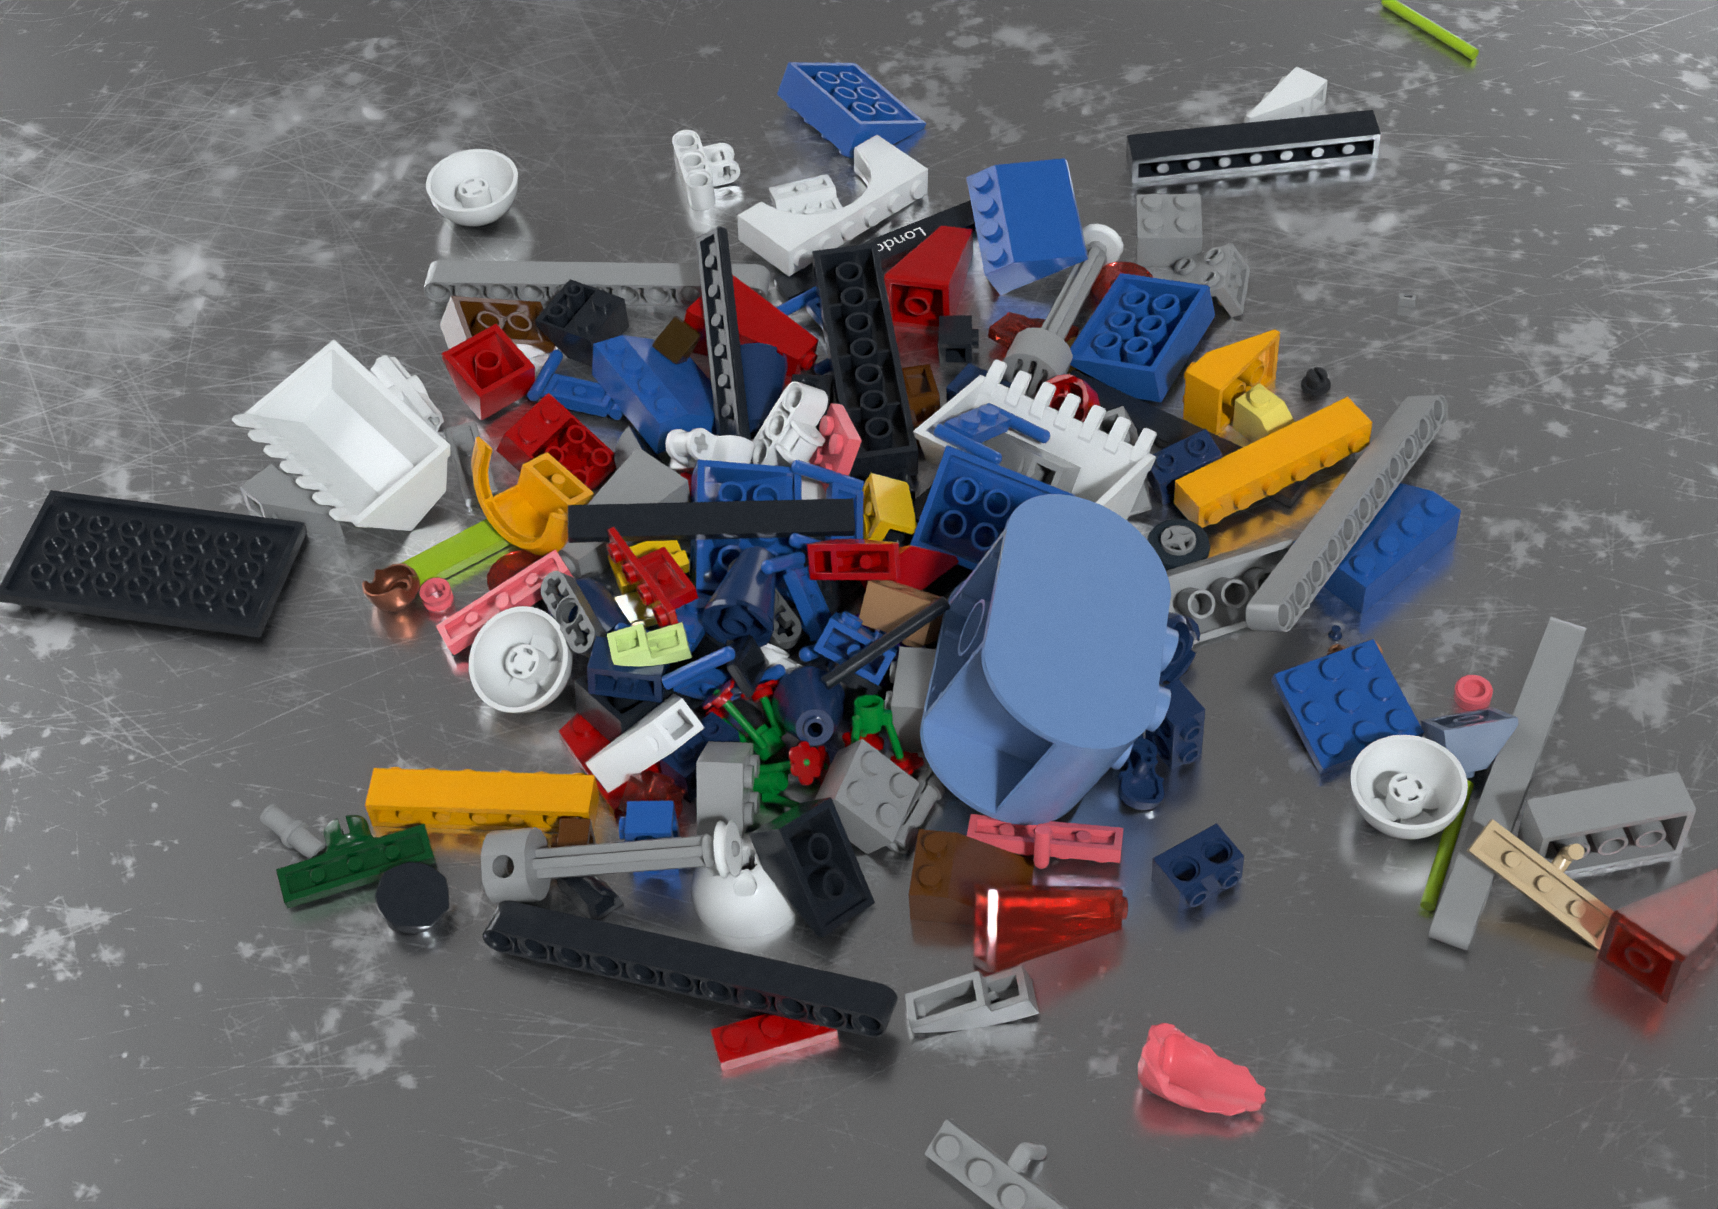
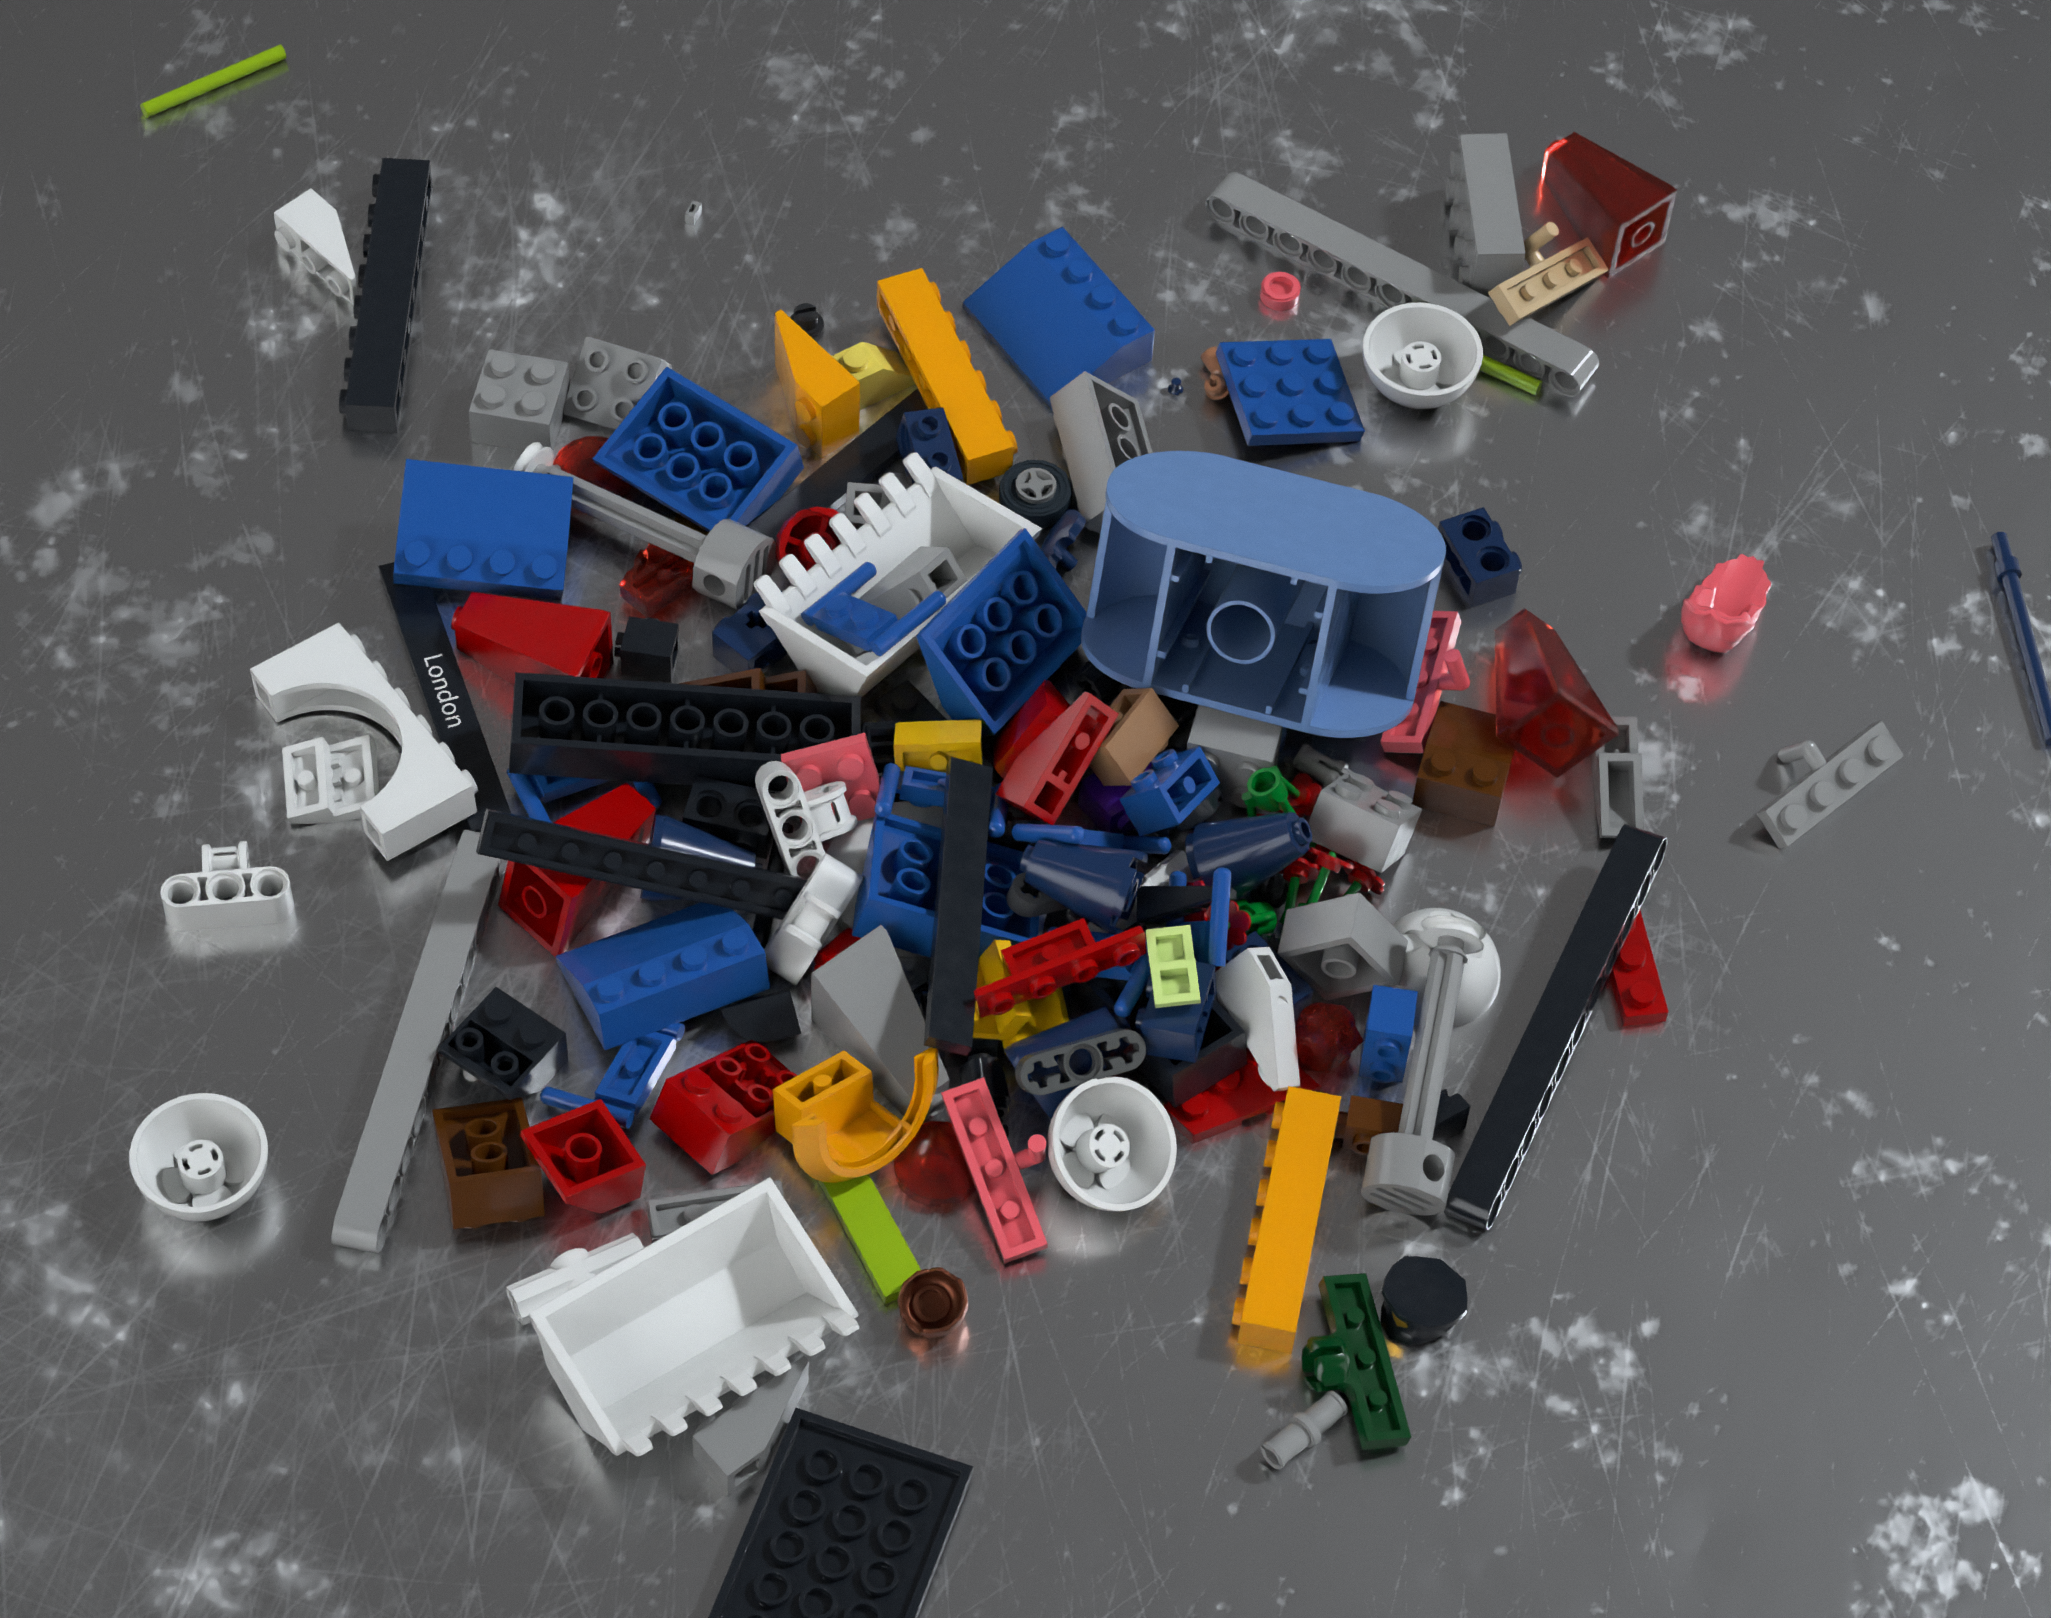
camera: 90 degrees left, 5 degrees up
(436, 585) = (945, 1249): coral bush -> none
(677, 340) = (589, 936): dark brown slope -> none
(814, 864) = (1445, 878): black slope -> none
(846, 104) = (158, 704): blue slope -> none
(885, 643) = (1195, 746): black bar -> none
(1346, 514) = (1044, 320): light grey beam -> none
(1472, 735) = (1345, 298): sand blue slope -> none

